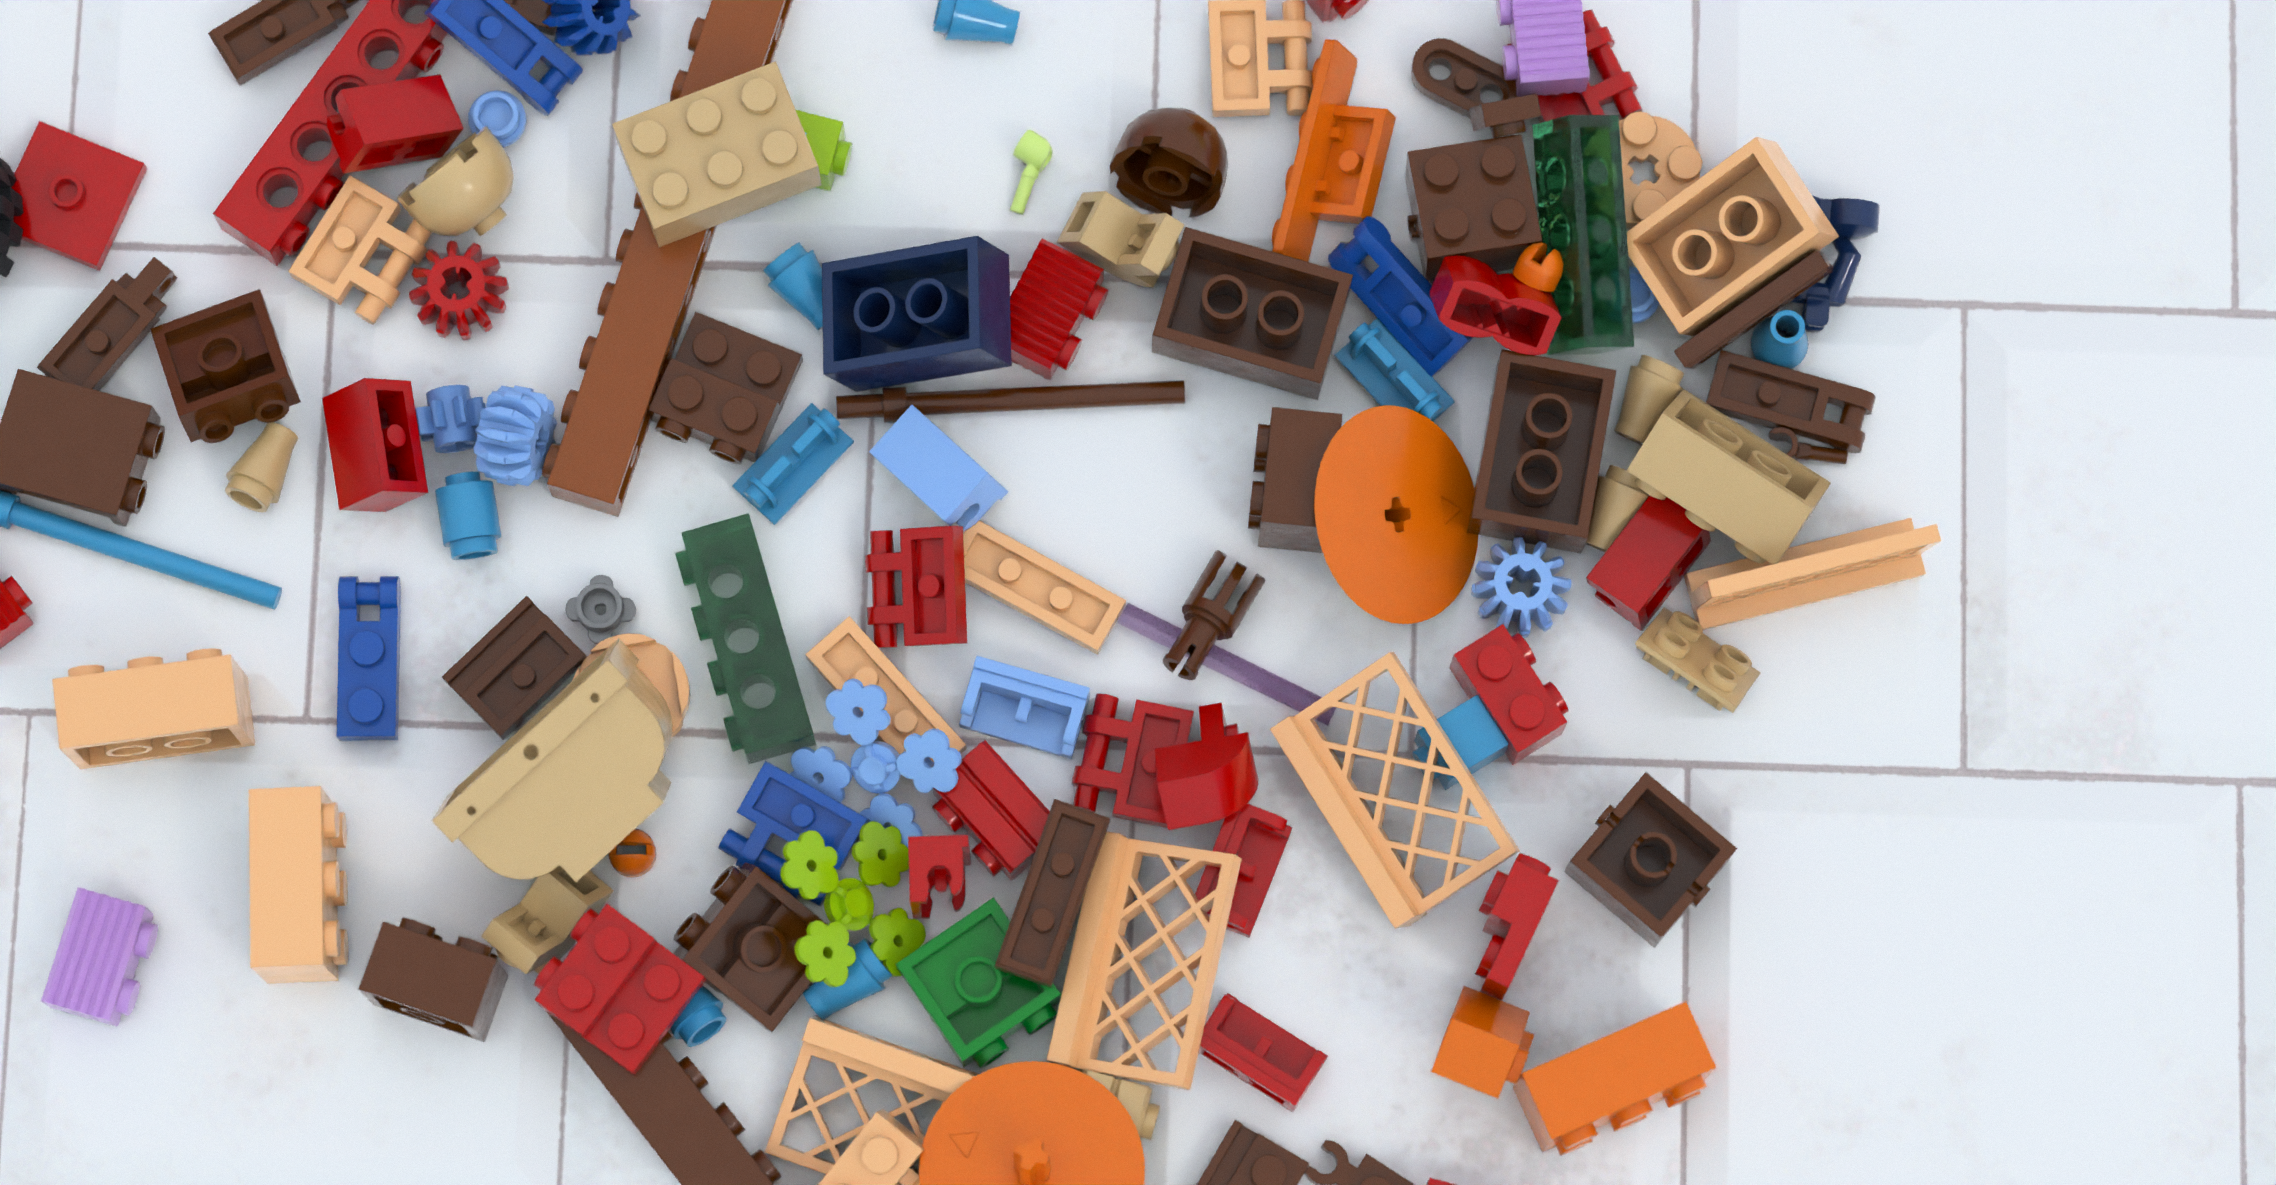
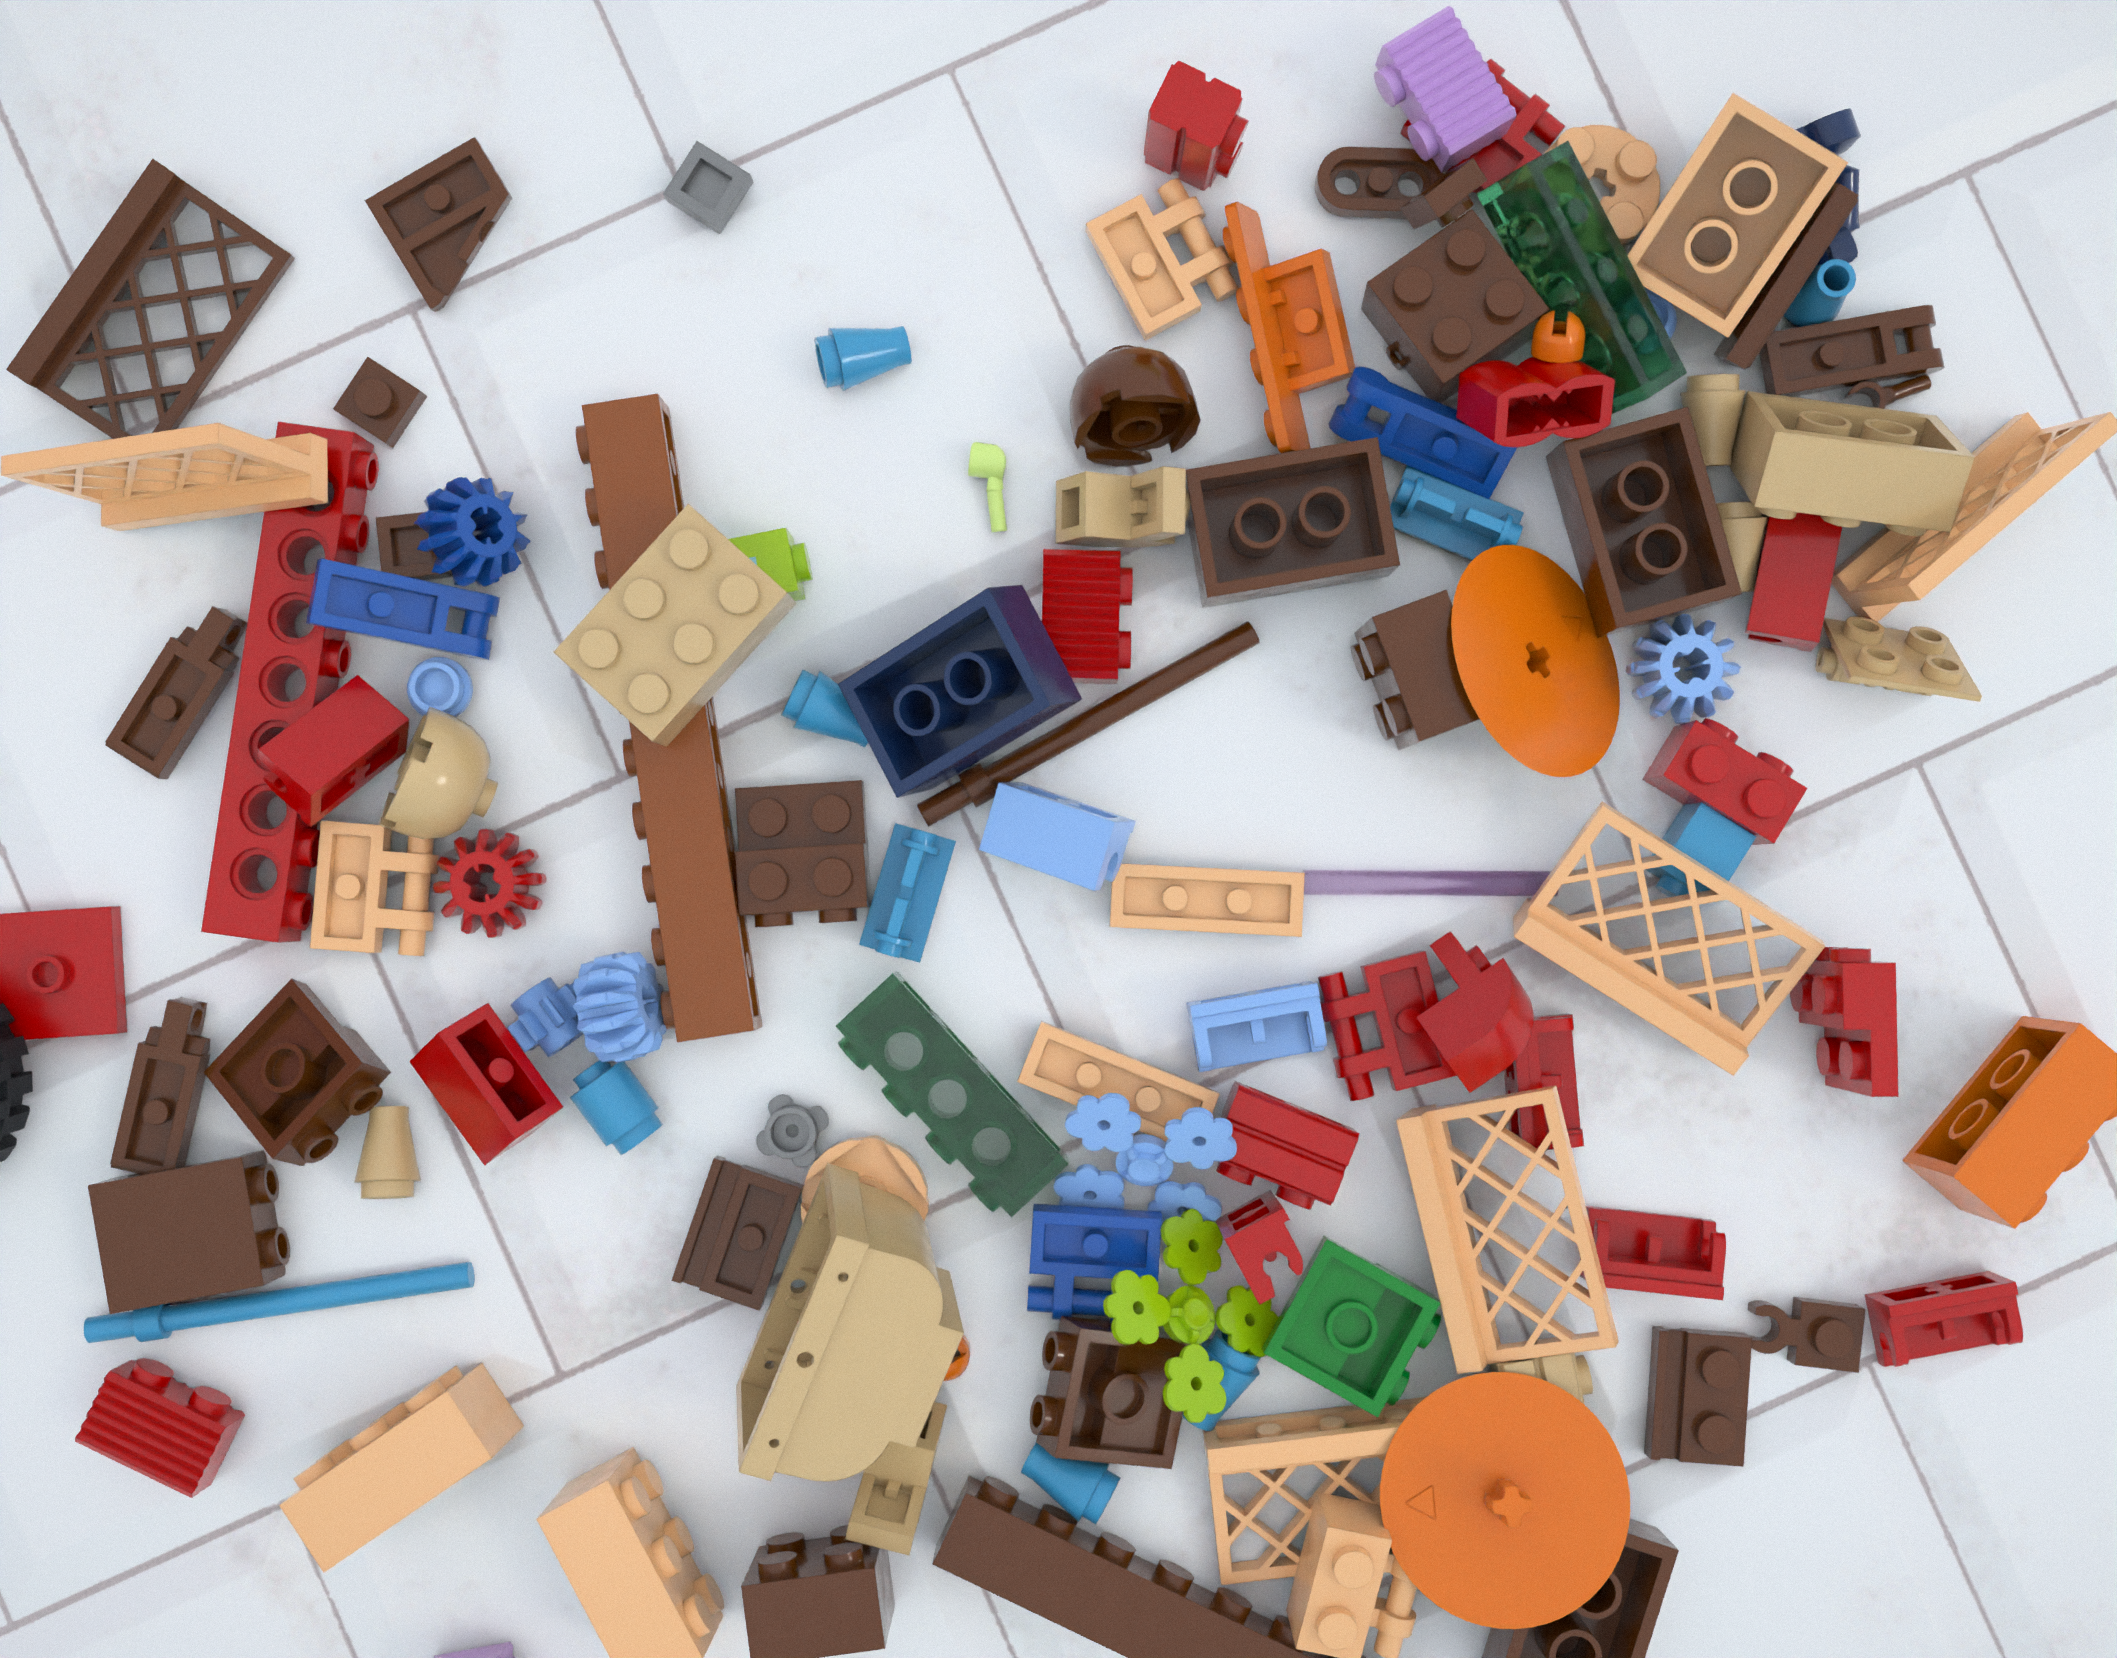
camera: 25 degrees left, 10 degrees up
(368, 660) = (591, 1292): blue plate -> none
(617, 987) = (1005, 1520): red plate -> none
(931, 586) = (1109, 955): red plate -> none
(1052, 893) = (1386, 1210): reddish brown tile -> none
(1208, 618) = (1395, 842): reddish brown arm -> none
(1484, 1043) = (1878, 1153): orange brick -> none
(1650, 859) = (1948, 882): reddish brown brick -> none

